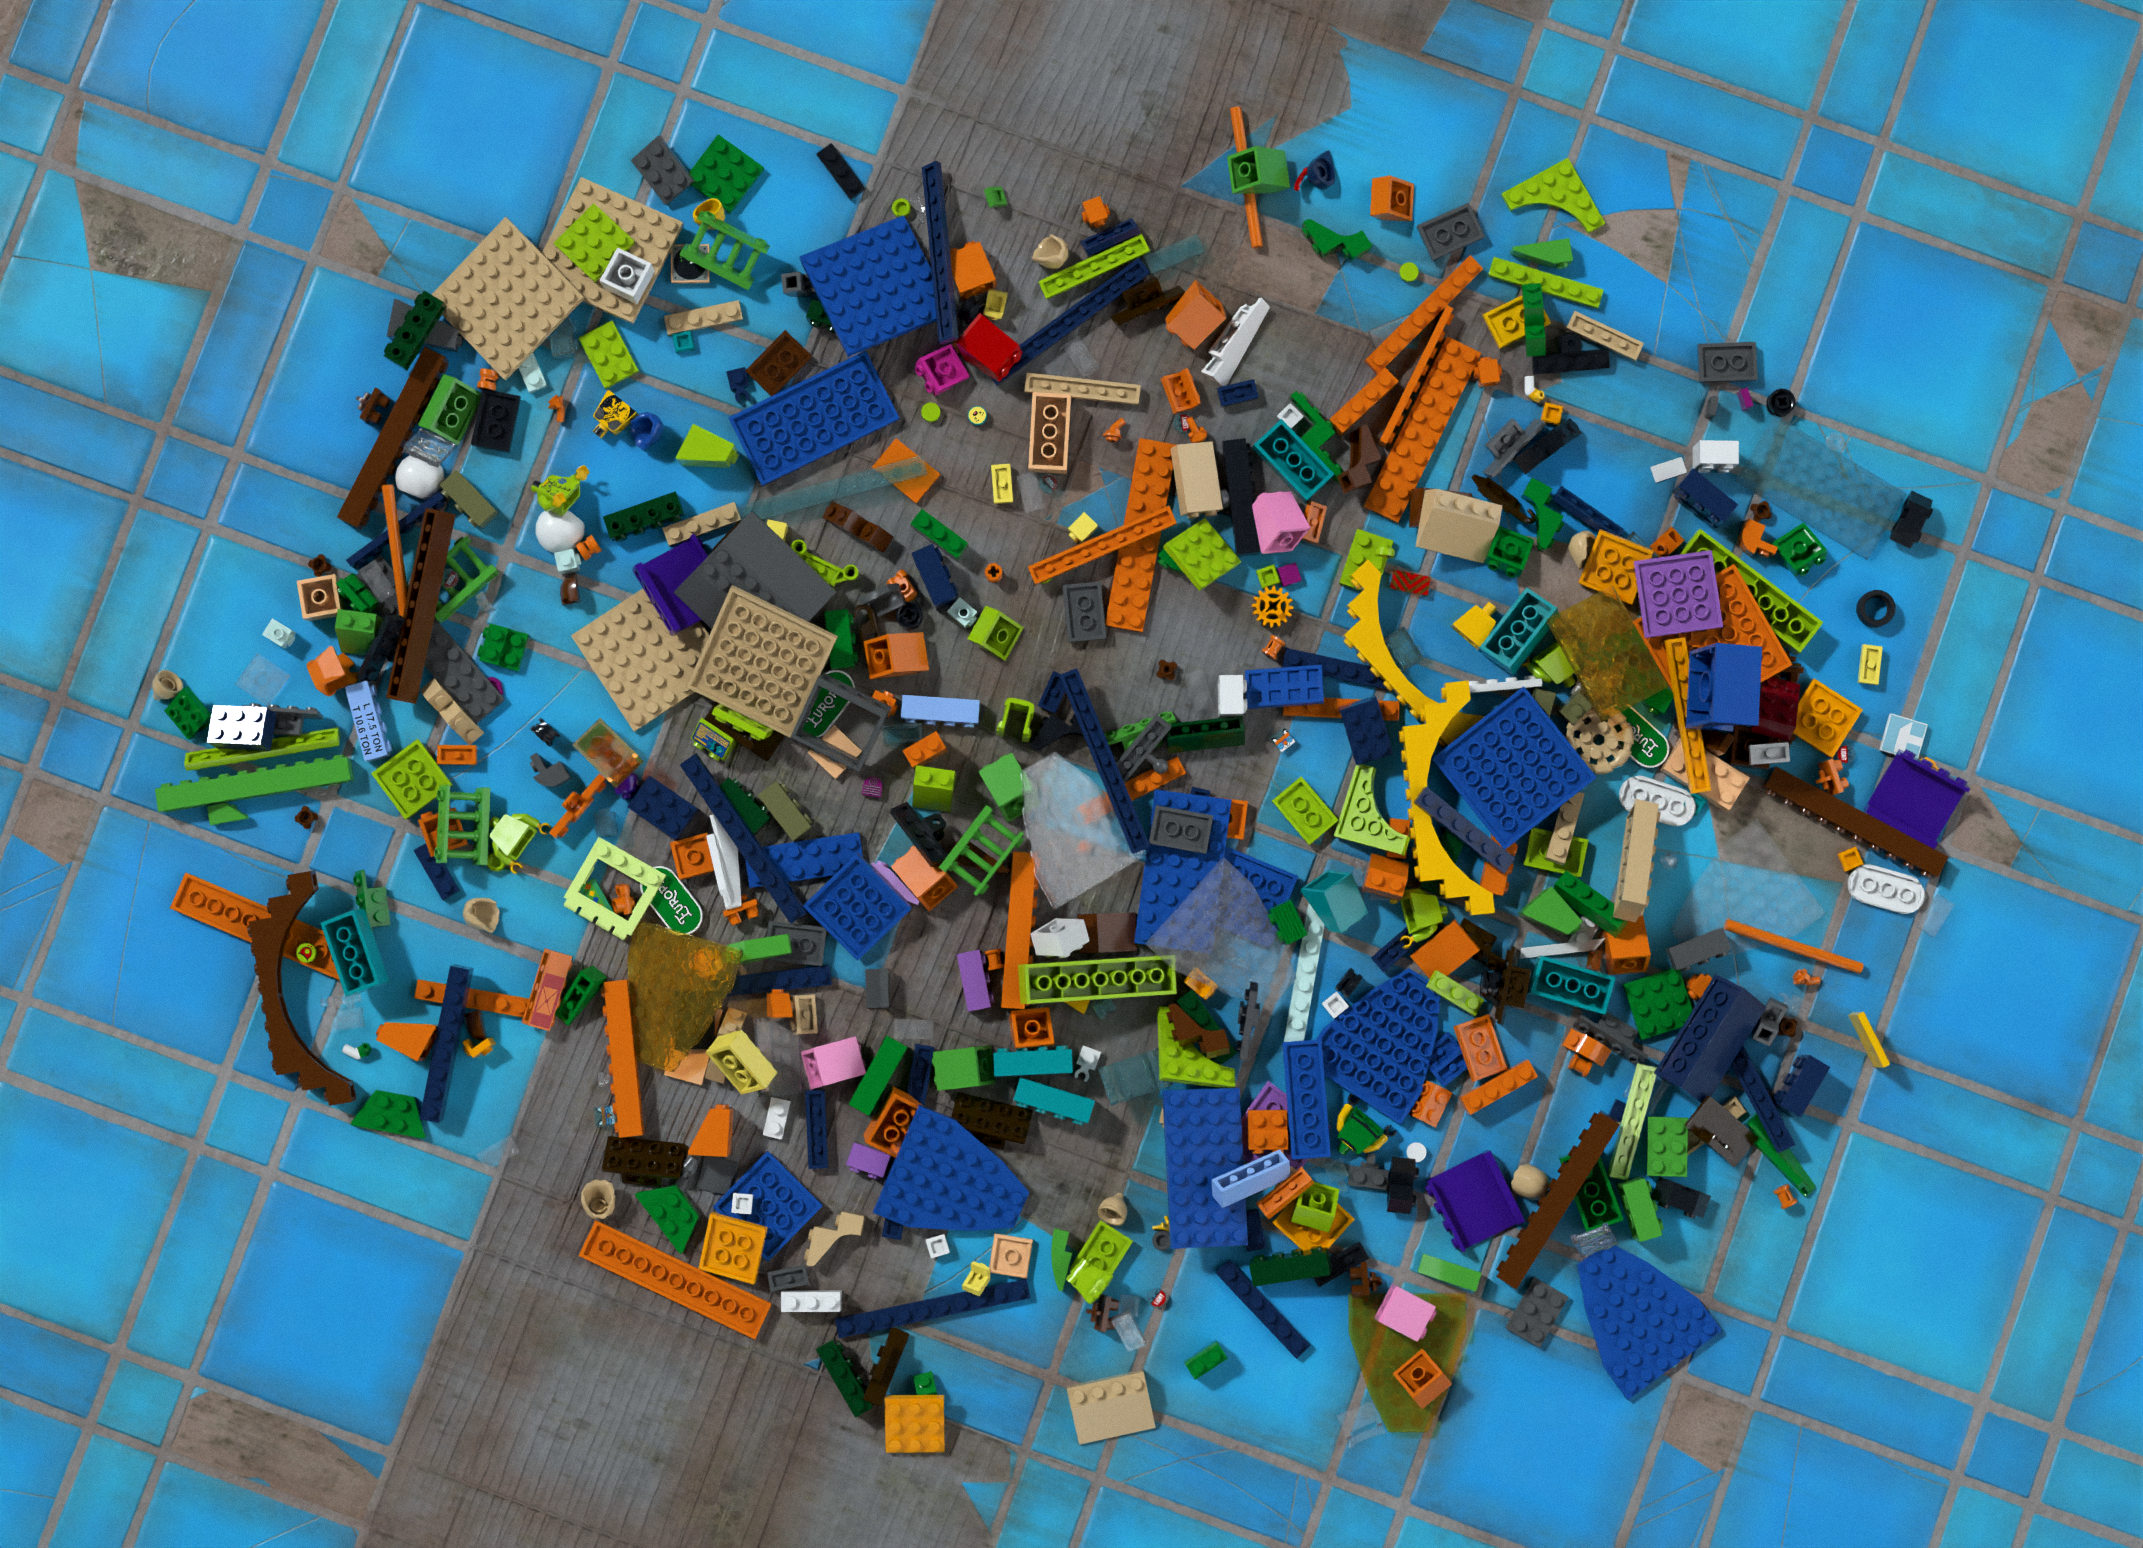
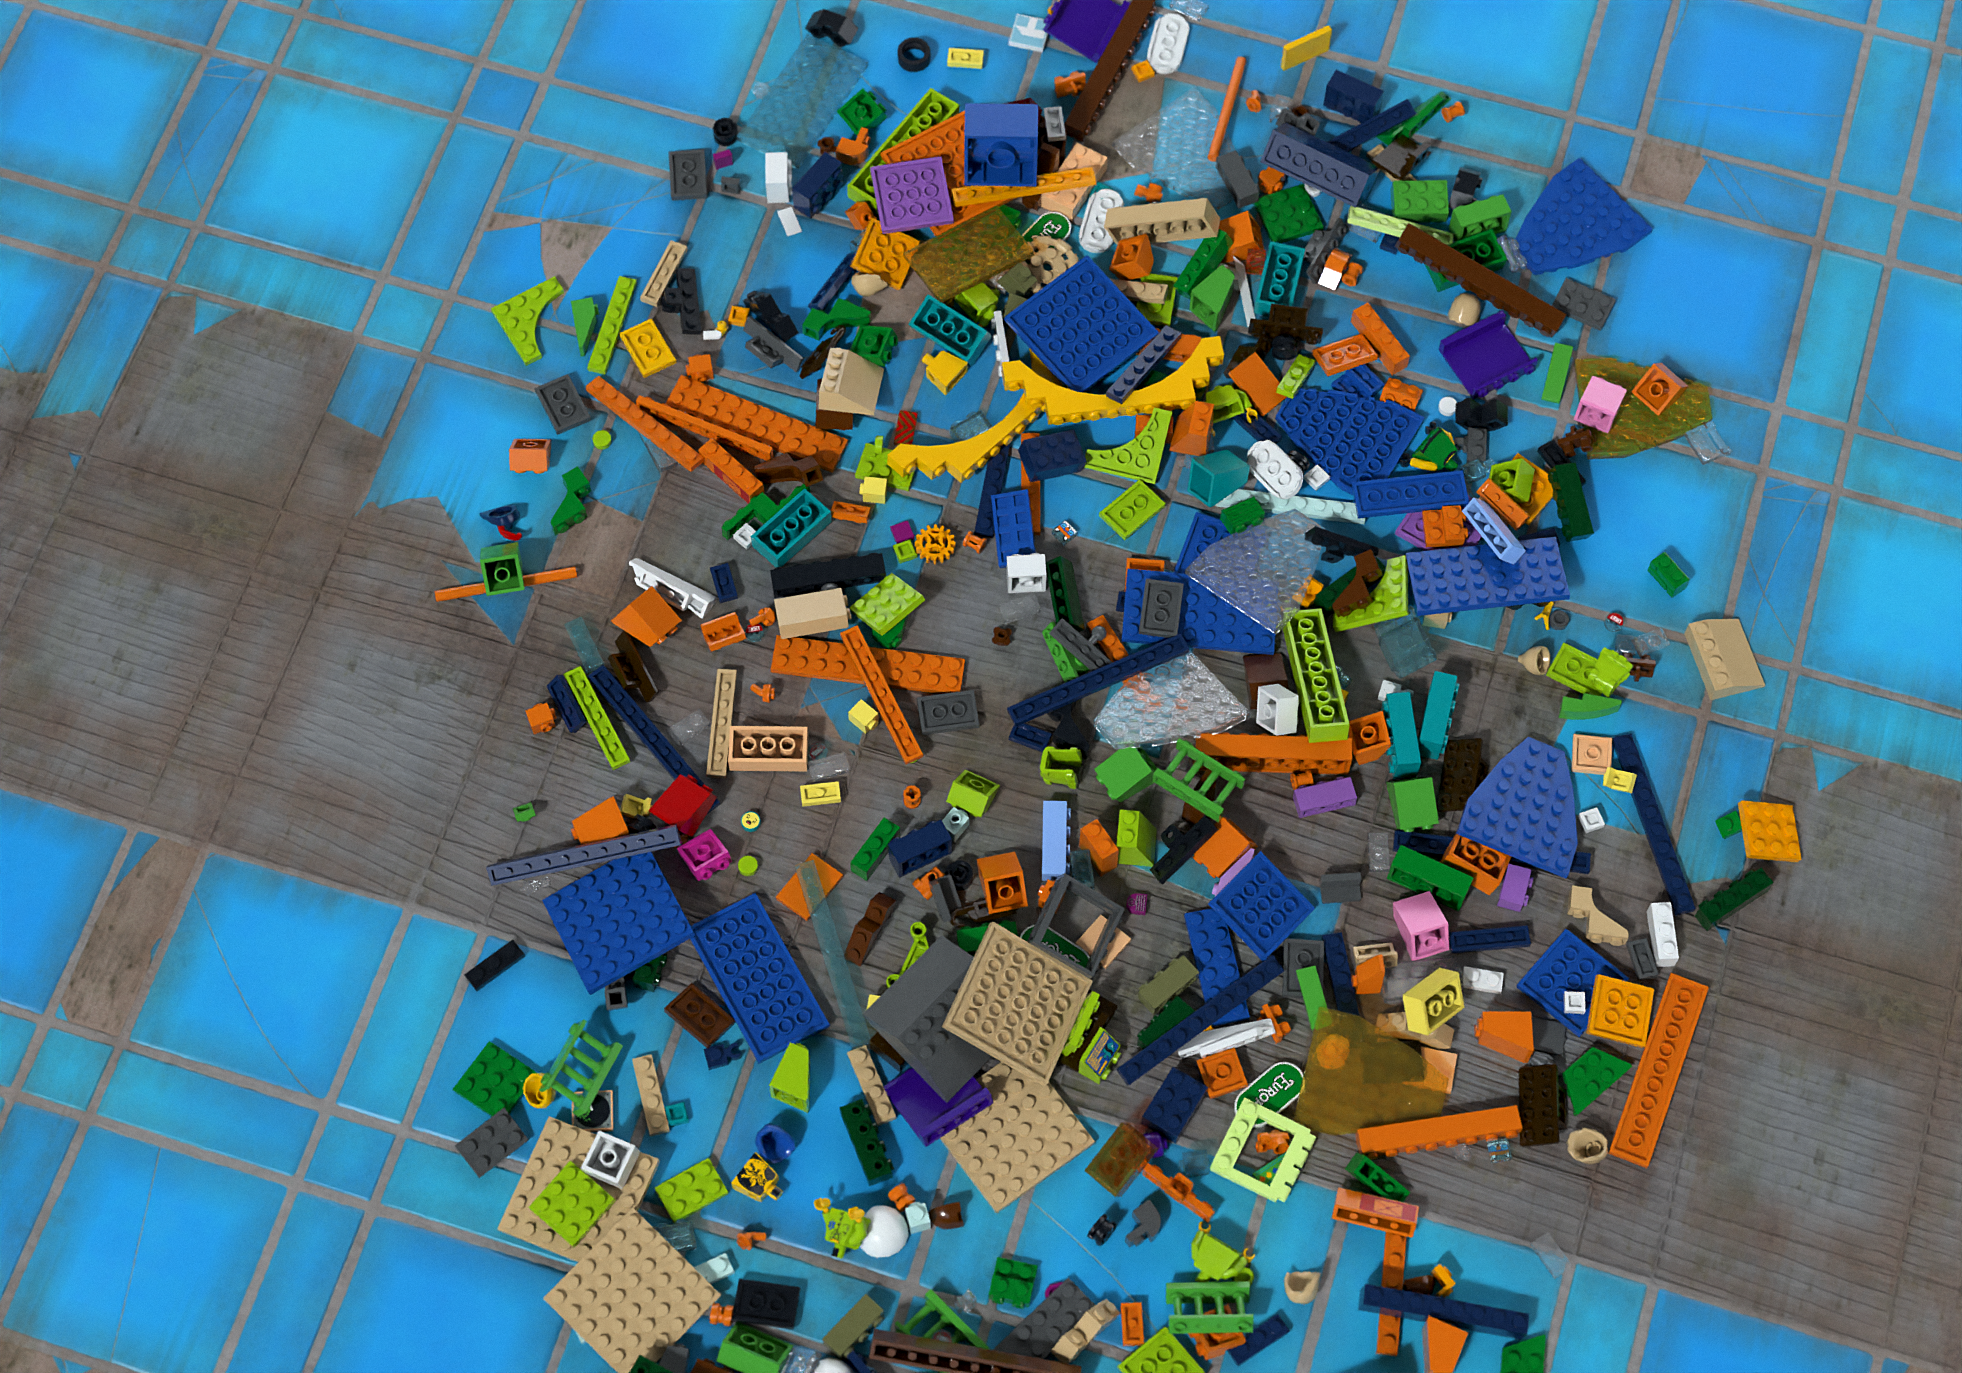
camera: 90 degrees left, 20 degrees down
(885, 1368) = (1718, 859): dark brown bracket -> none
(901, 208) = (534, 904): lime tile -> none
(1051, 252) = (582, 756): tan hair -> none
(1263, 1309) = (1611, 530): dark blue plate -> none
(1278, 522) = (851, 536): bright pink slope -> none
(1337, 547) = (874, 490): none -> light yellow brick
(1341, 960) = (1275, 469): none -> white tile
(1533, 319) = (645, 327): green arch -> none
(1601, 828) = (1132, 258): none -> orange slope
(1687, 857) = (1152, 193): none -> orange plate
(1824, 718) = (1014, 85): light orange plate -> none
(1845, 754) = (1047, 76): tile -> none

